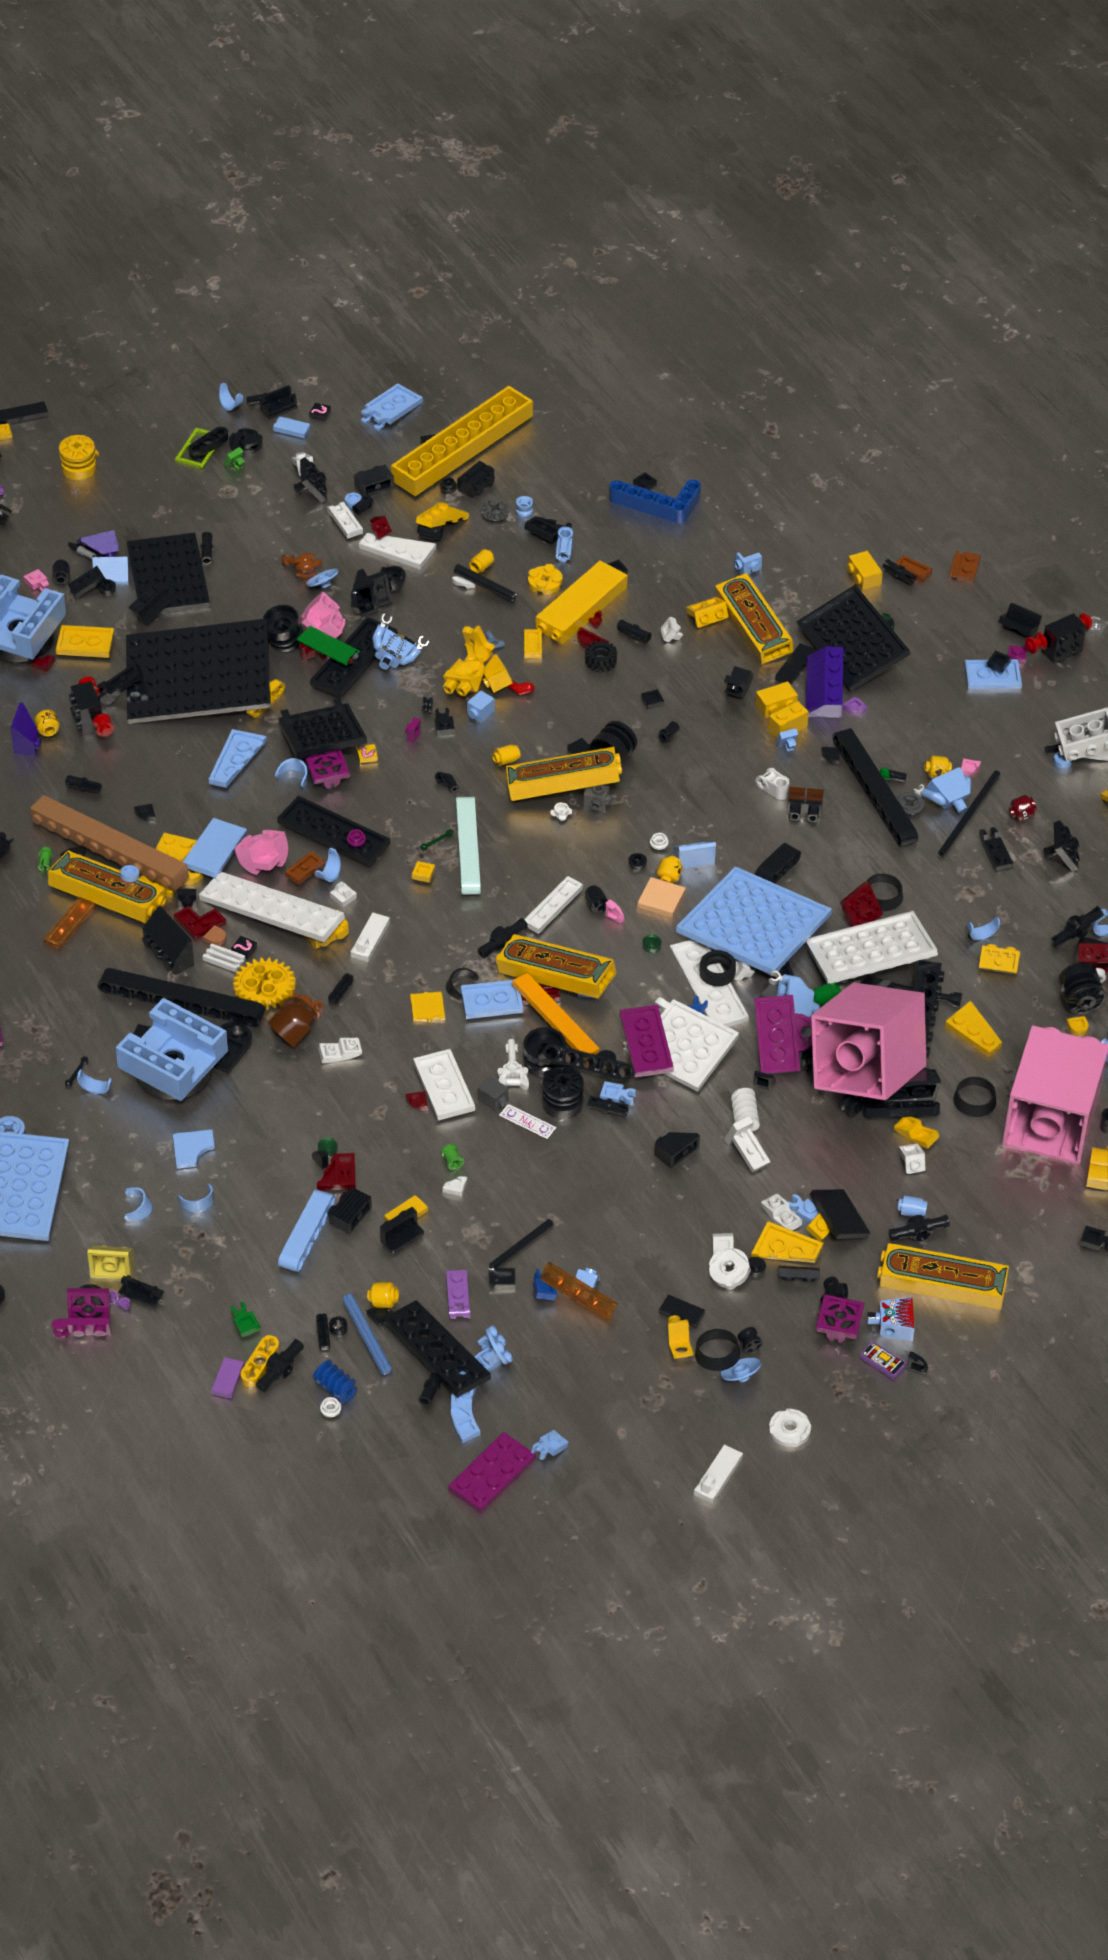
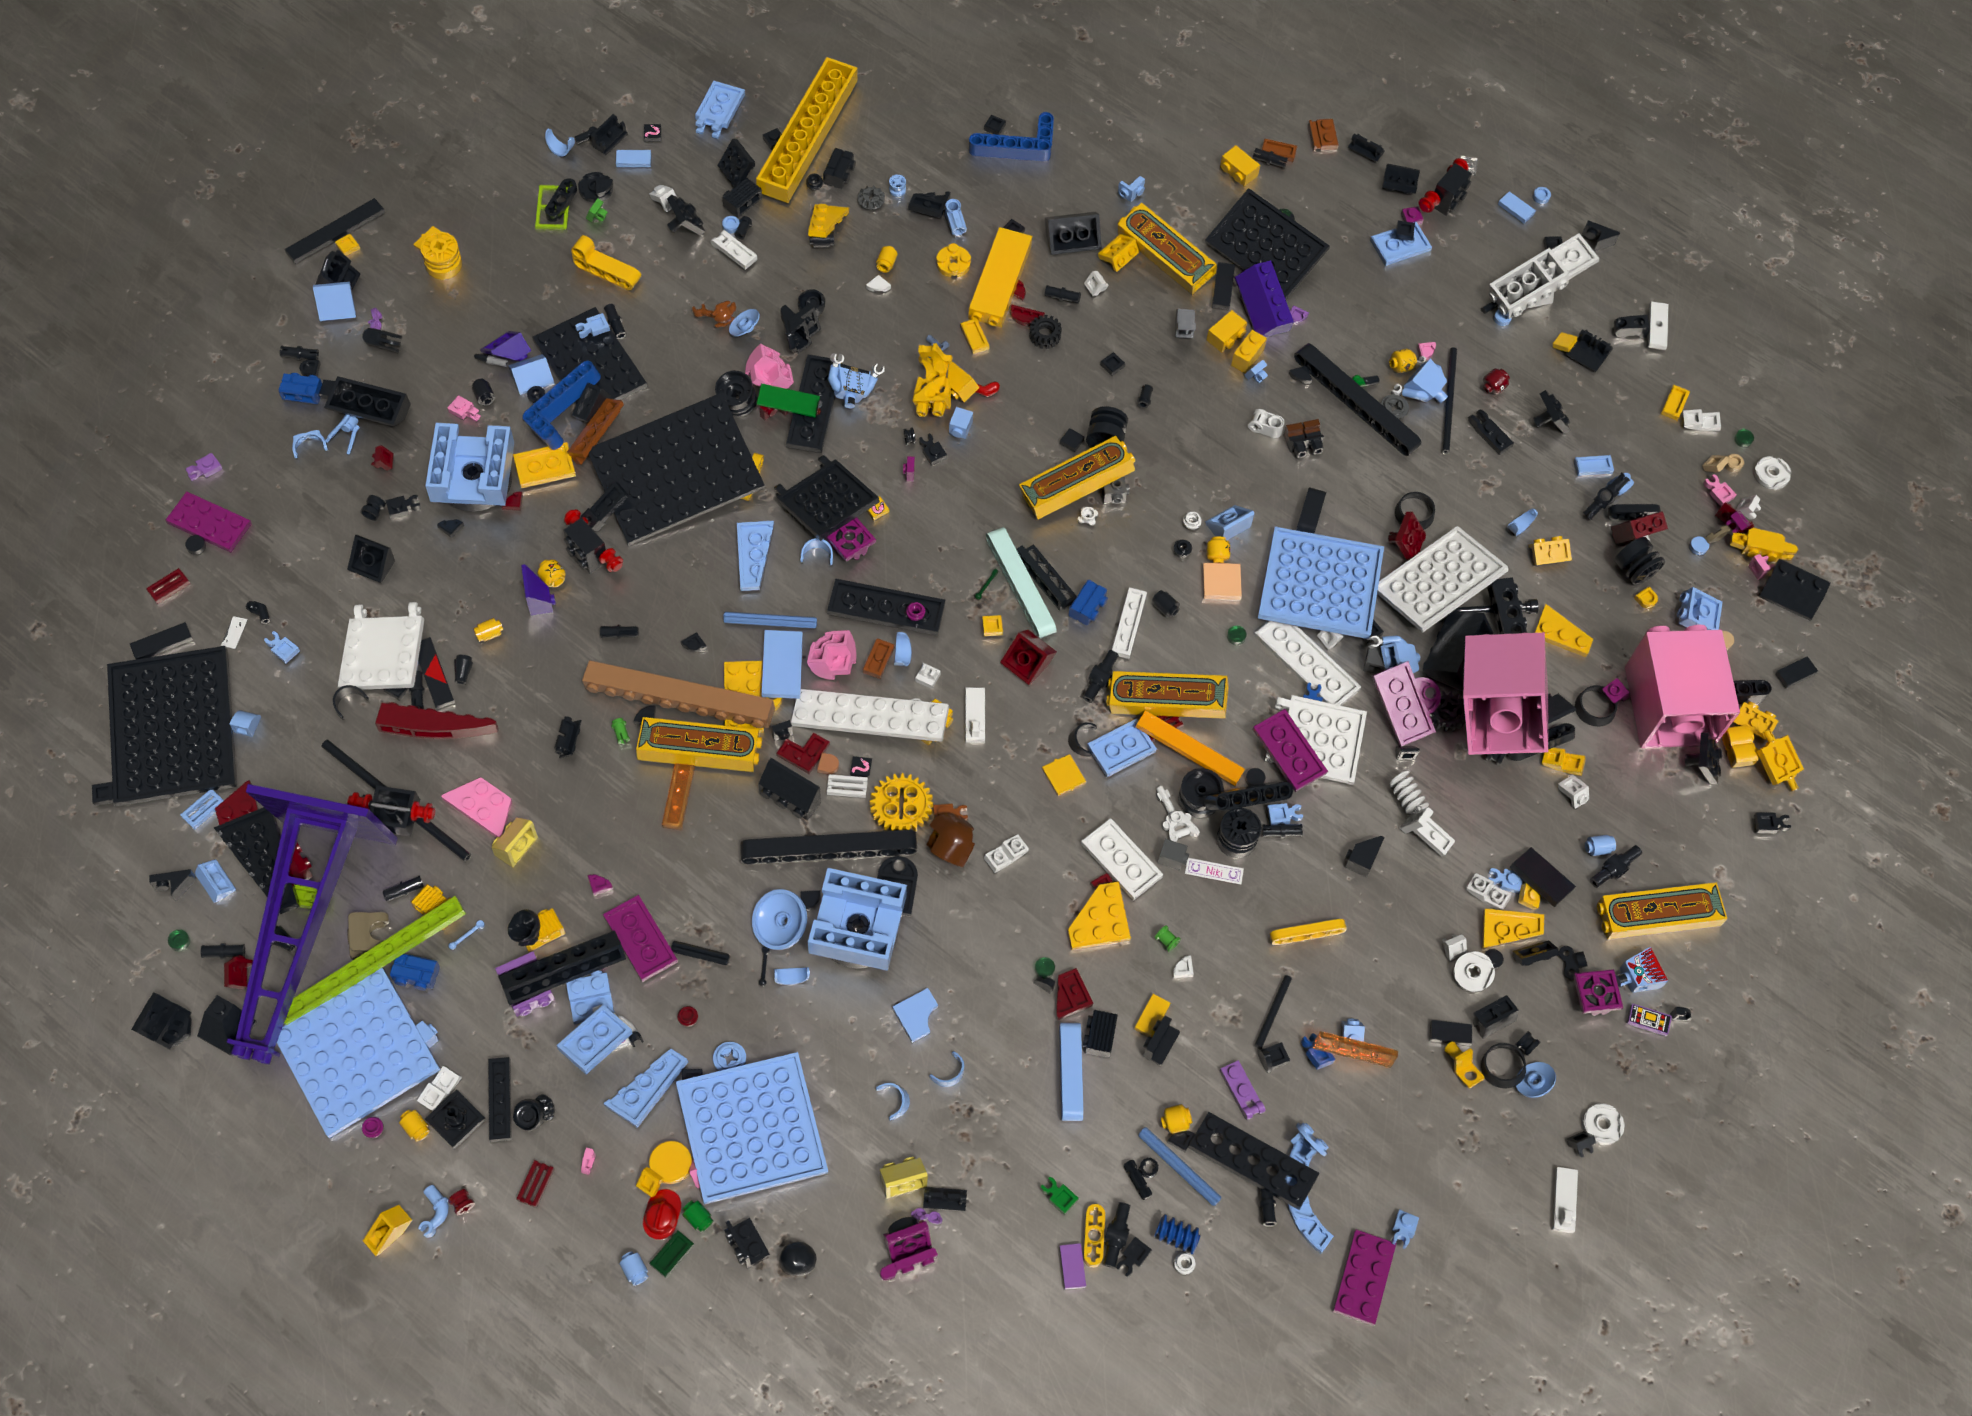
camera: 25 degrees left, 15 degrees up
(25, 1044) = (700, 953): none -> black axle
(86, 582) = (515, 396): black plate -> none
(105, 1034) = (770, 917): none -> light blue dish
(122, 592) = (558, 400): none -> blue beam
(129, 873) = (717, 725): light blue tile -> none
(146, 623) = (595, 430): none -> dark orange fence
(185, 544) = (595, 325): none -> light blue plate
(217, 501) = (602, 265): none -> yellow beam
(223, 812) = (770, 620): none -> medium blue axle
(288, 1385) = (1136, 1254): none -> black plate
(340, 988) = (974, 785): black axle -> none
(380, 526) = (774, 249): dark red bracket -> none
(382, 449) = (739, 165): none -> black plate
(399, 1125) = (1101, 919): none -> yellow plate
(402, 550) = (803, 267): white wing -> none
(443, 903) = (1028, 656): none -> dark red slope
(448, 780) = (966, 514): black arm -> none
(485, 583) = (901, 282): black axle -> none
(492, 850) = (1044, 580): none -> black fence
(506, 755) = (1009, 469): yellow brick -> none
(522, 878) = (1088, 602): none -> blue brick
(610, 1193) = (1308, 931): none -> yellow beam
(614, 912) = (1188, 612): bright pink tile -> none
(670, 584) = (1073, 232): none -> black slope
(721, 957) = (1307, 657): black tyre -> none
(730, 1309) = (1495, 1016): none -> black hinge
(758, 1431) = (1581, 1141): none -> black tile
(825, 993) = (1422, 640): green brick -> none
(997, 1086) = (1616, 691): none -> magenta bracket
(1000, 586) = (1368, 149): none -> black hinge
(1056, 1166) = (1707, 759): none -> black plate
(1084, 903) = (1594, 465): none -> light blue tile

